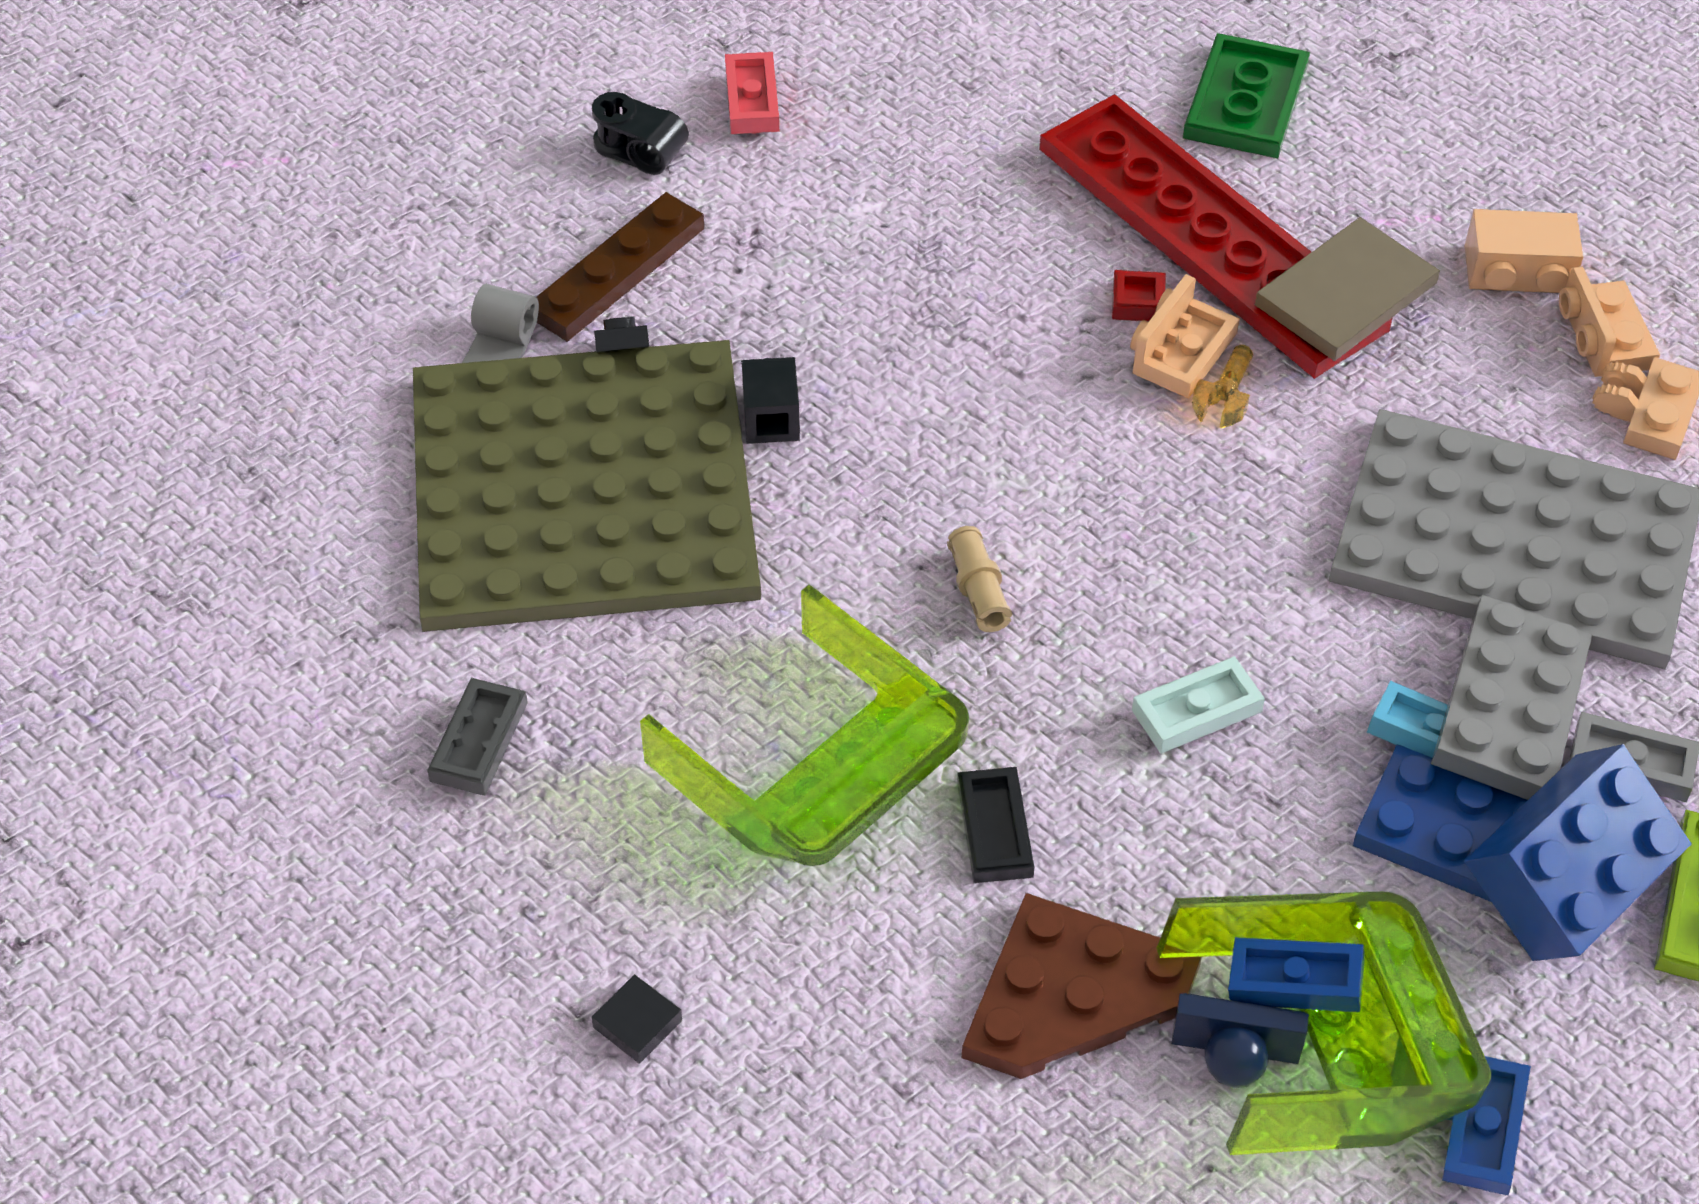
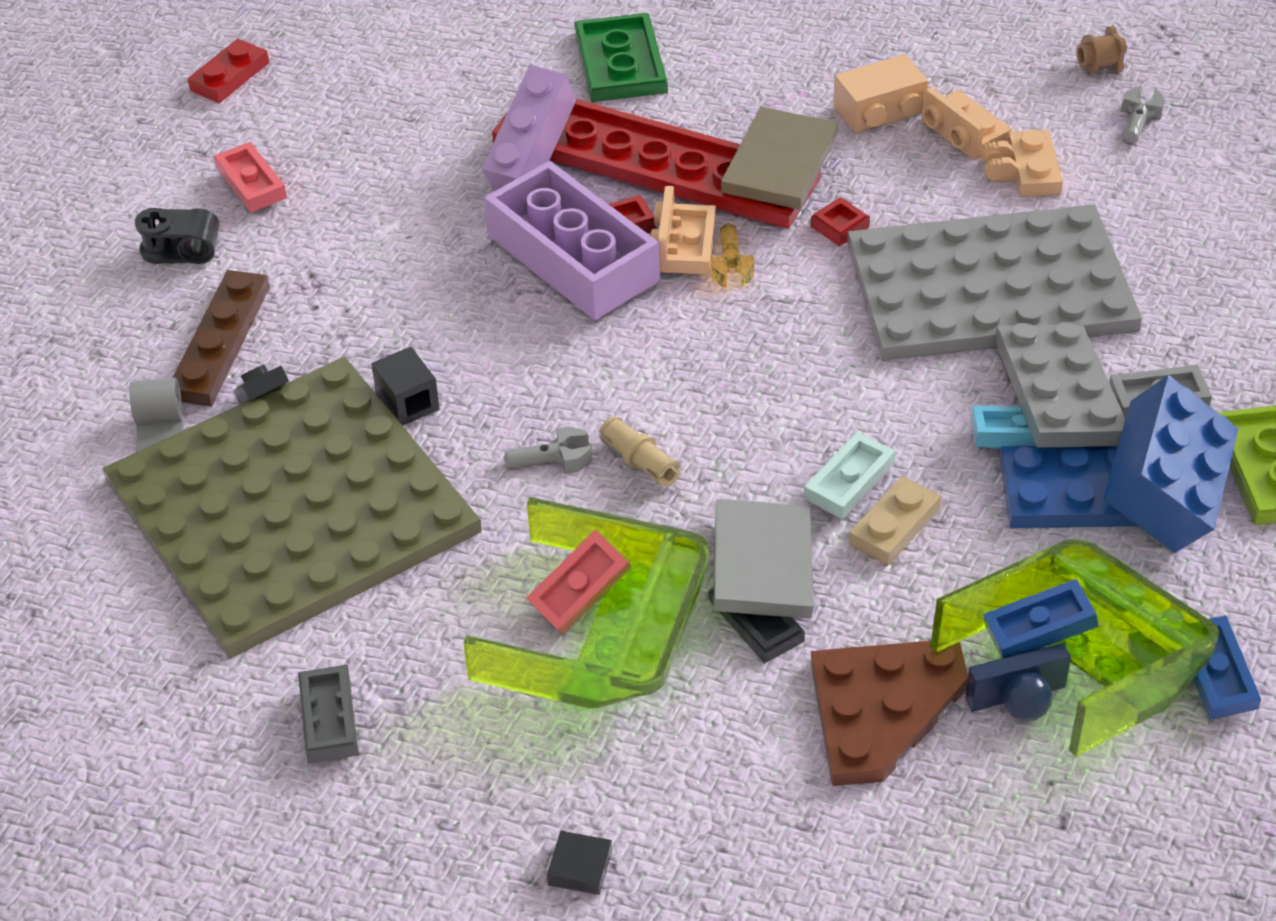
camera: 25 degrees left, 5 degrees down
(816, 703) = (579, 582): none -> coral plate
(893, 540) = (558, 450): none -> light grey bar
(1037, 762) = (763, 559): none -> light grey tile
(1049, 299) = (572, 239): none -> lavender brick
(1072, 153) = (530, 126): none -> lavender brick
(1220, 780) = (894, 520): none -> tan plate
(1380, 388) = (838, 219): none -> red tile

